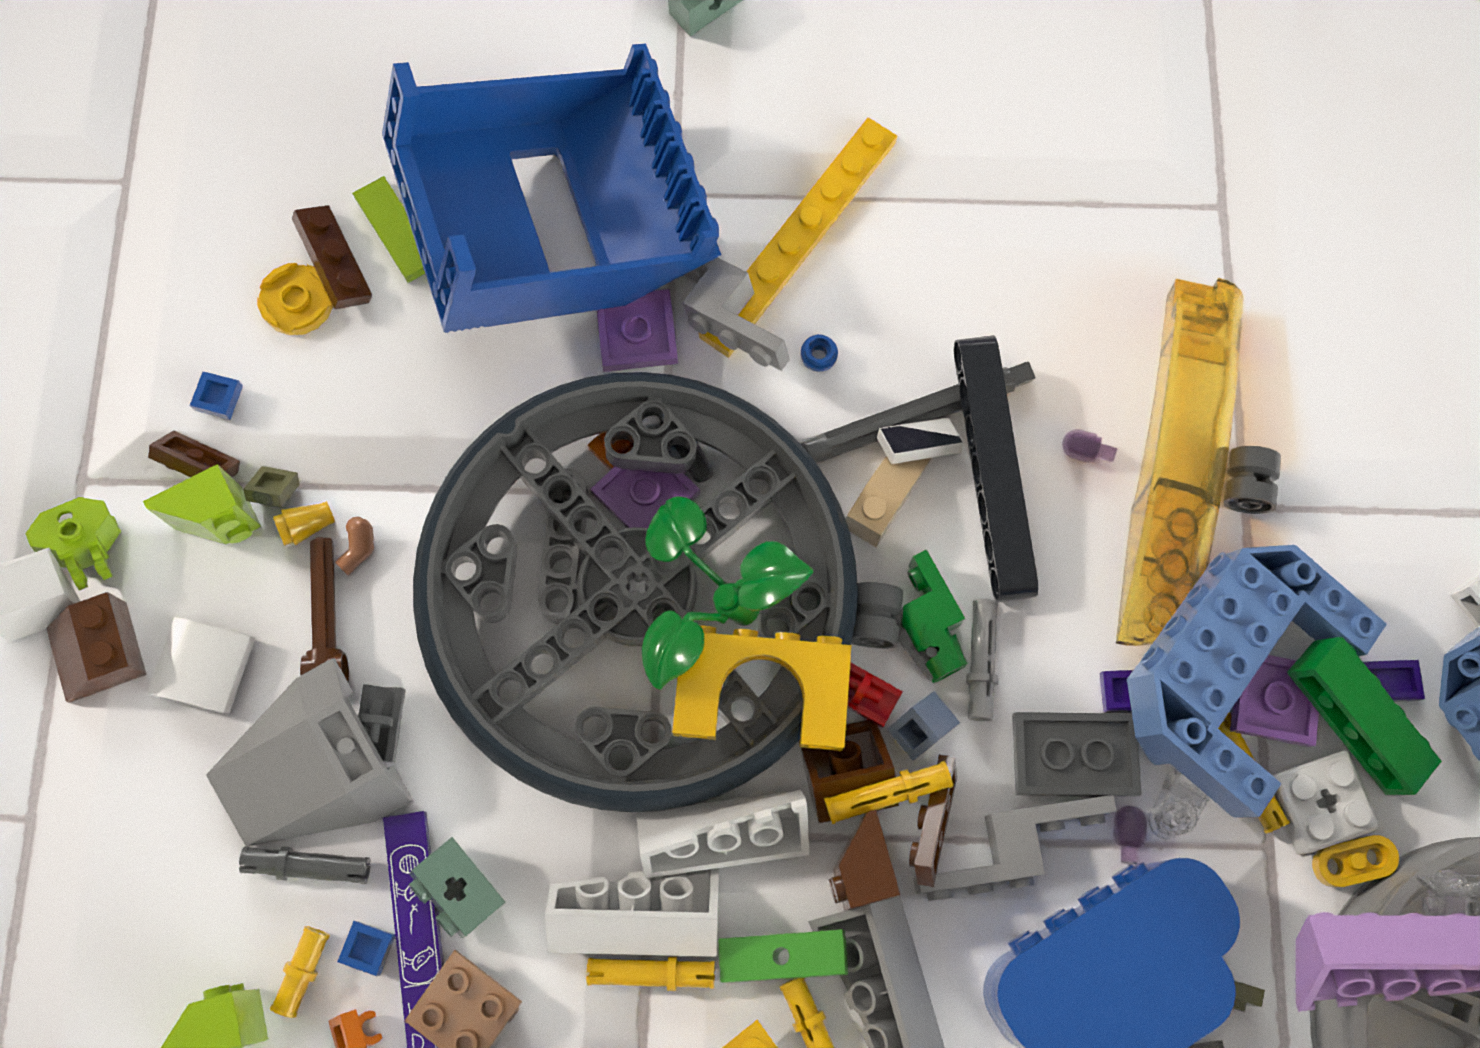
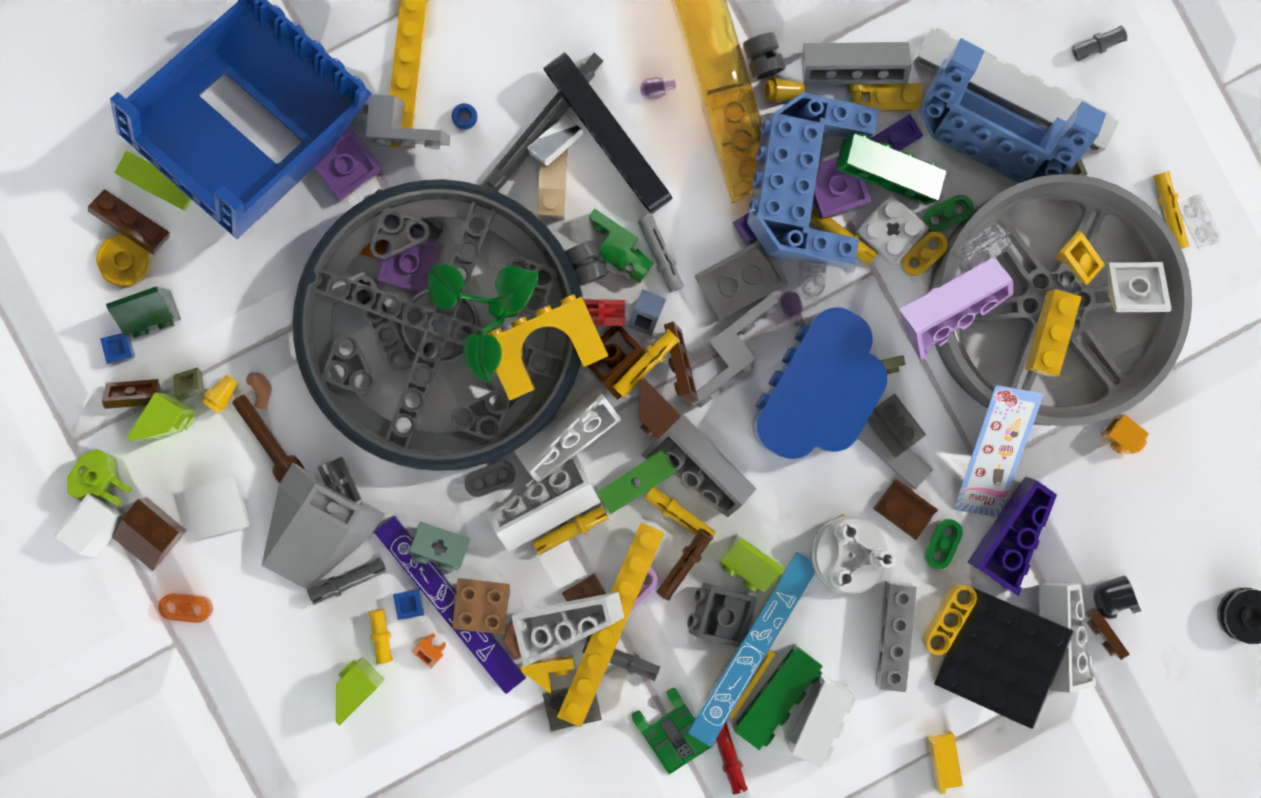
camera: 30 degrees left, 15 degrees up
(71, 774) = (184, 607): none -> clear orange plate
(277, 366) = (145, 312): none -> dark green slope
(583, 834) = (490, 479): none -> dark grey plate
(1251, 531) = (782, 90): none -> yellow cone
(1376, 553) = (856, 63): none -> light grey brick
(1405, 625) = (888, 96): none -> yellow plate
(1412, 821) = (947, 214): none -> green plate

